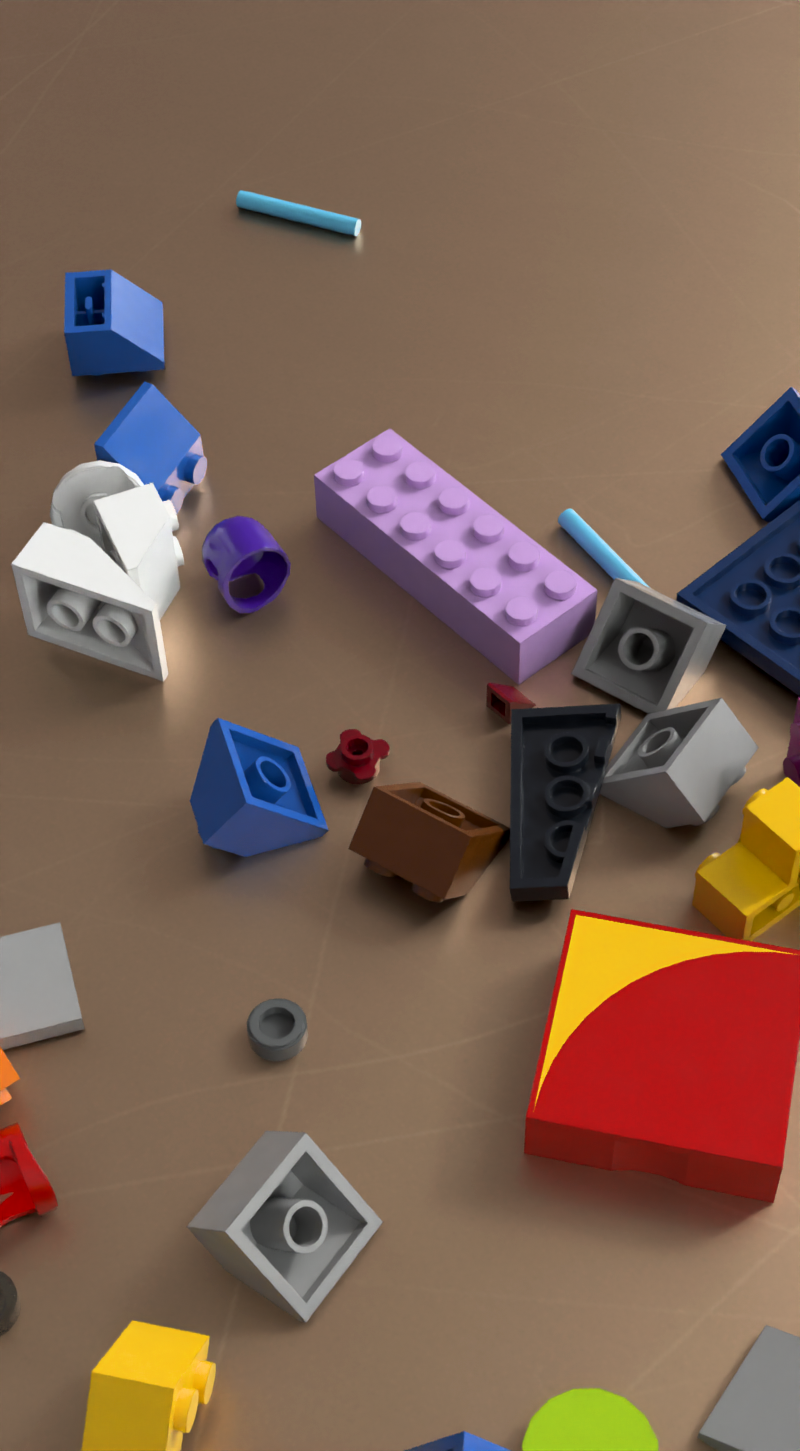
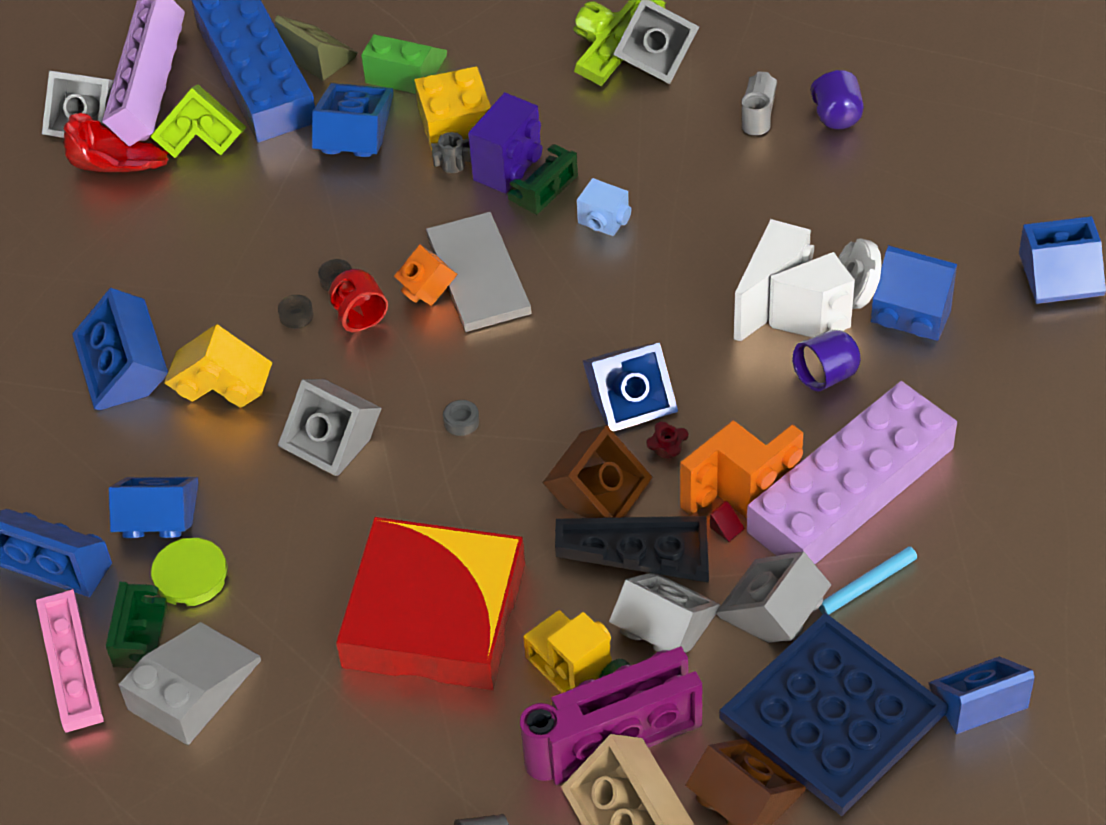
camera: 90 degrees right, 0 degrees up
(449, 653) = (736, 467): none -> orange bracket

